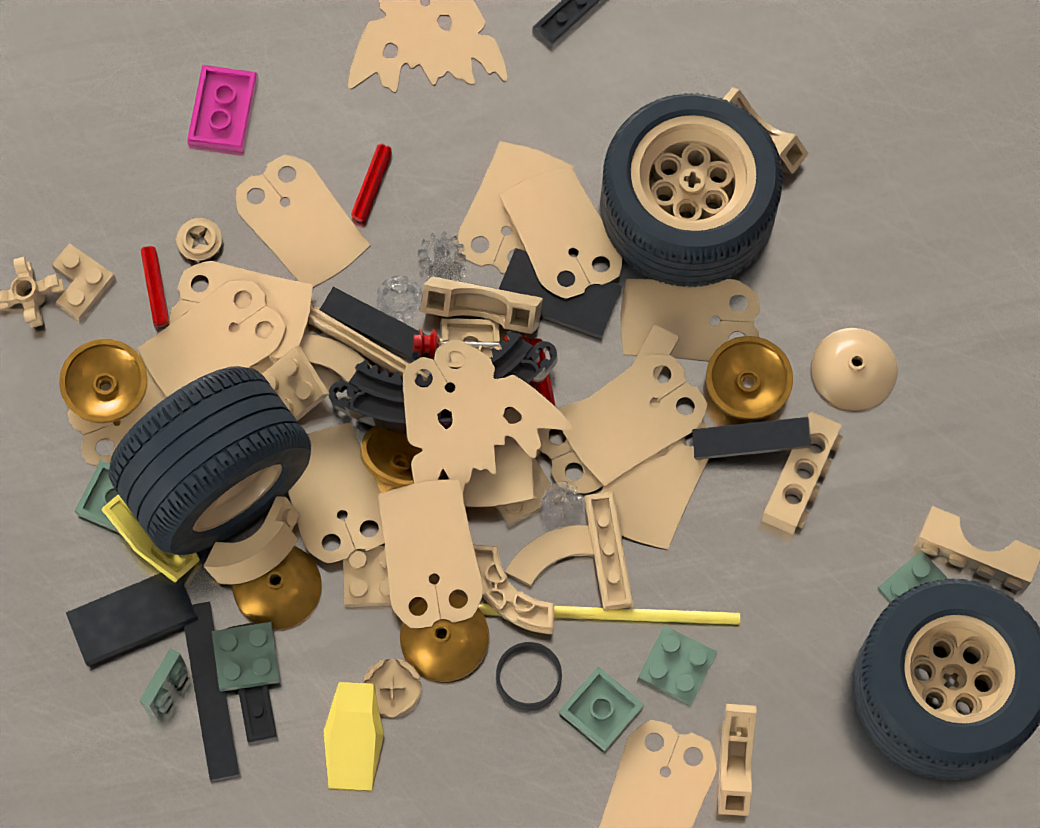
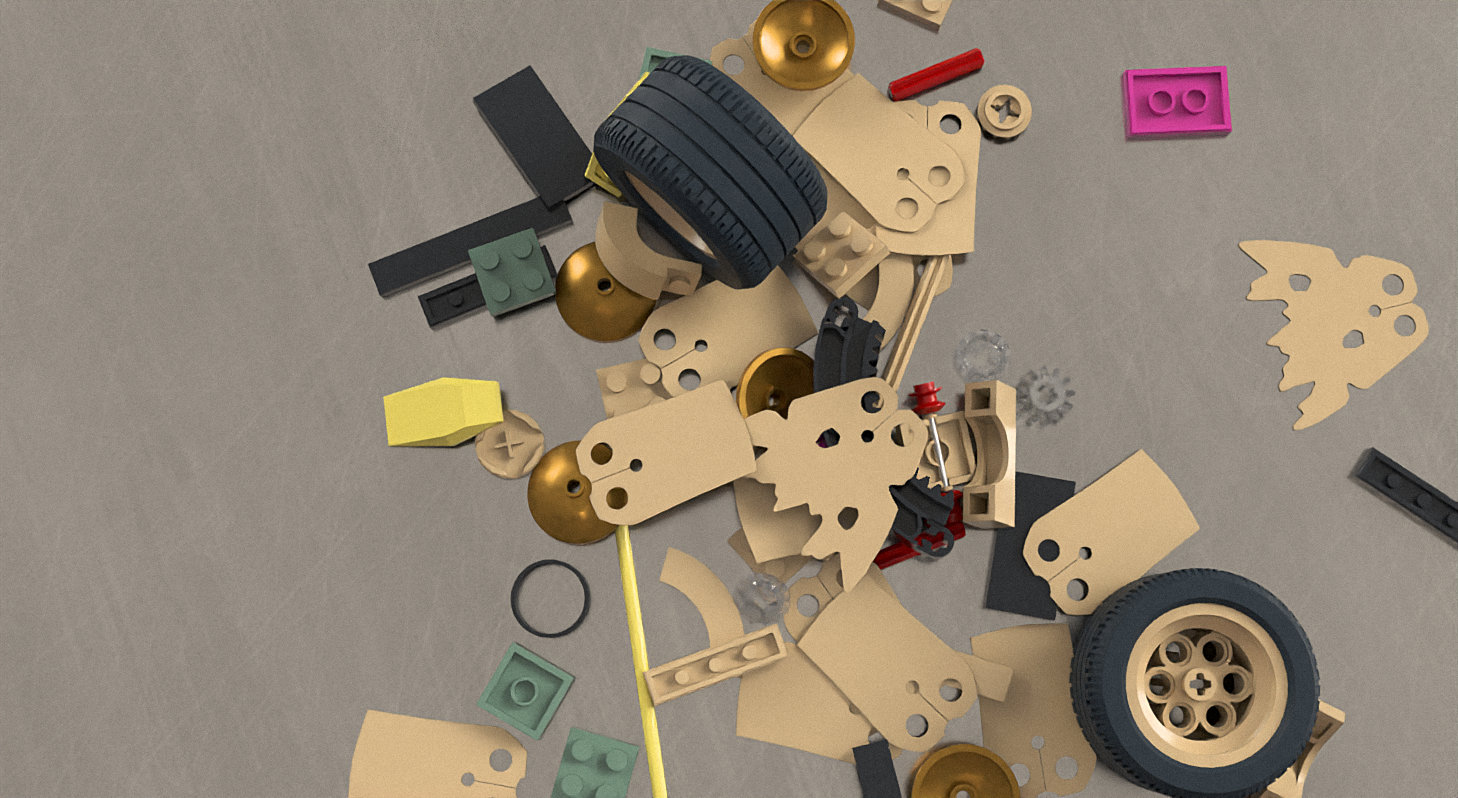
camera: 80 degrees right, 10 degrees up
(168, 675) = (454, 185): sand green plate -> none
(311, 233) = (1044, 239): tan piece -> none
(371, 182) = (1121, 294): red axle -> none
(371, 323) = (943, 330): black tile -> none
(488, 214) = (1112, 440): tan piece -> none
(508, 601) = (637, 551): tan tile -> none

